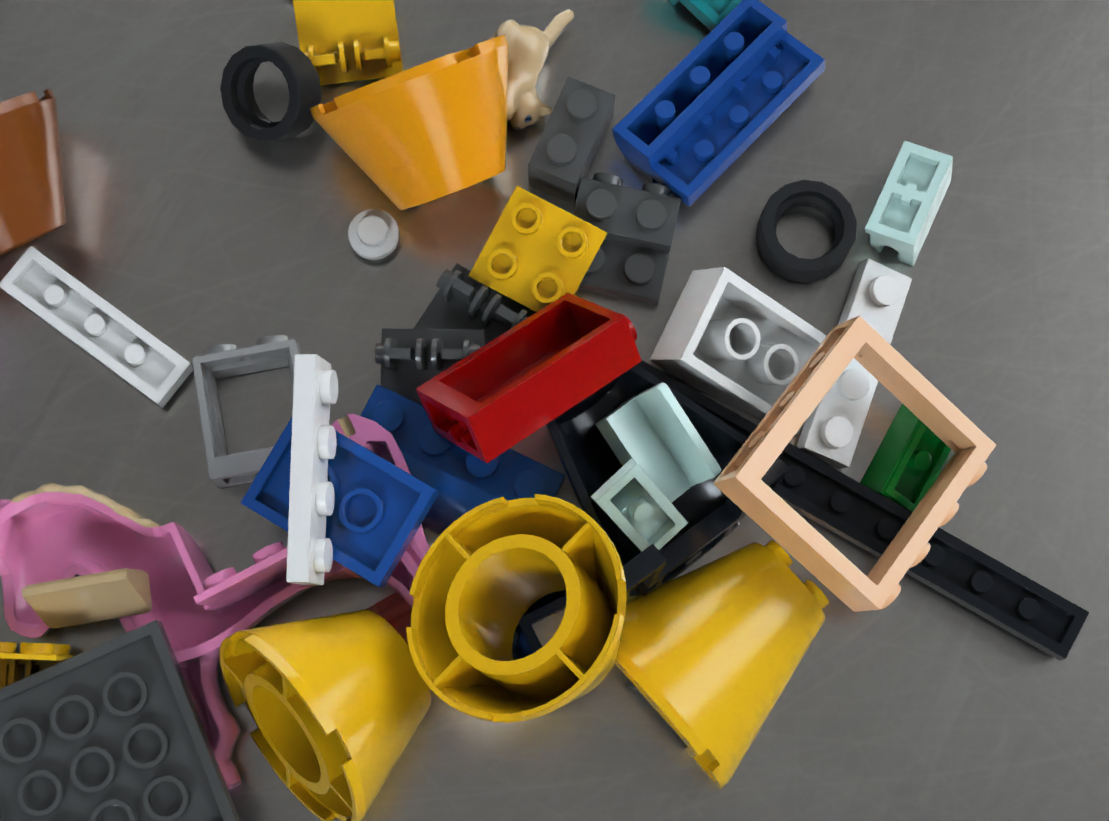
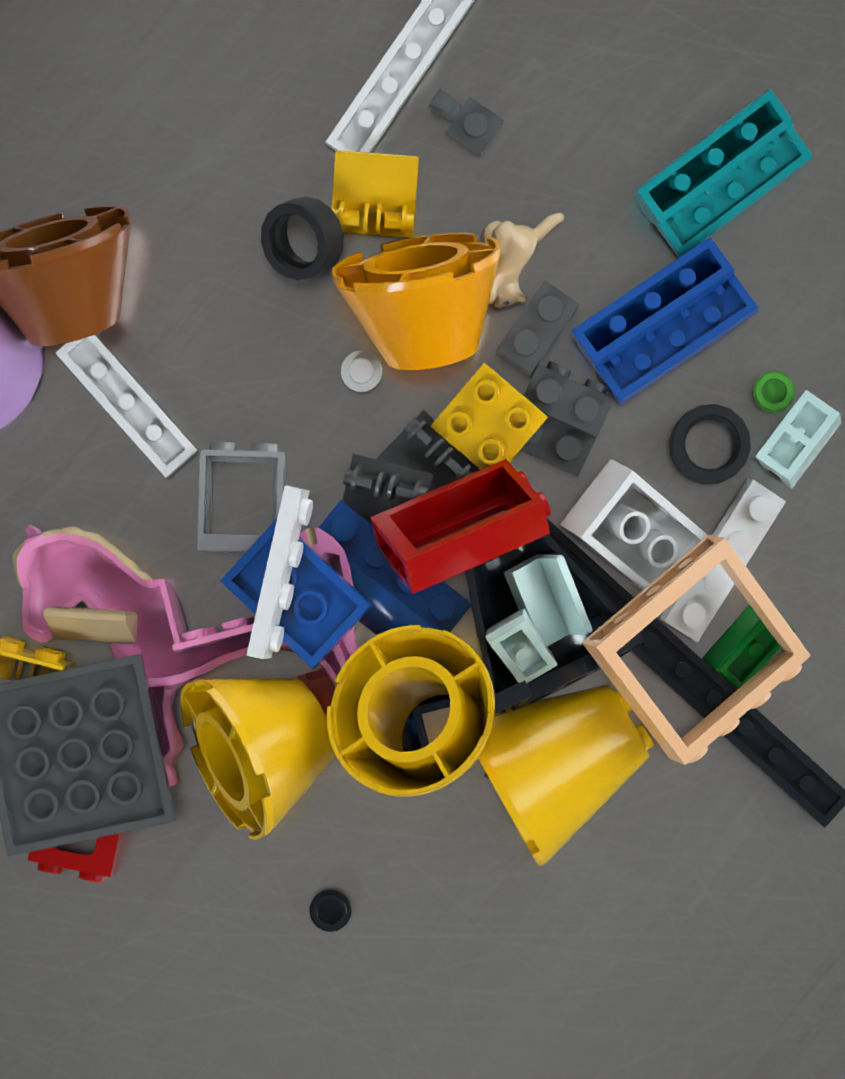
camera: 20 degrees right, 10 degrees up
(863, 160) = (773, 392): none -> bright green tile

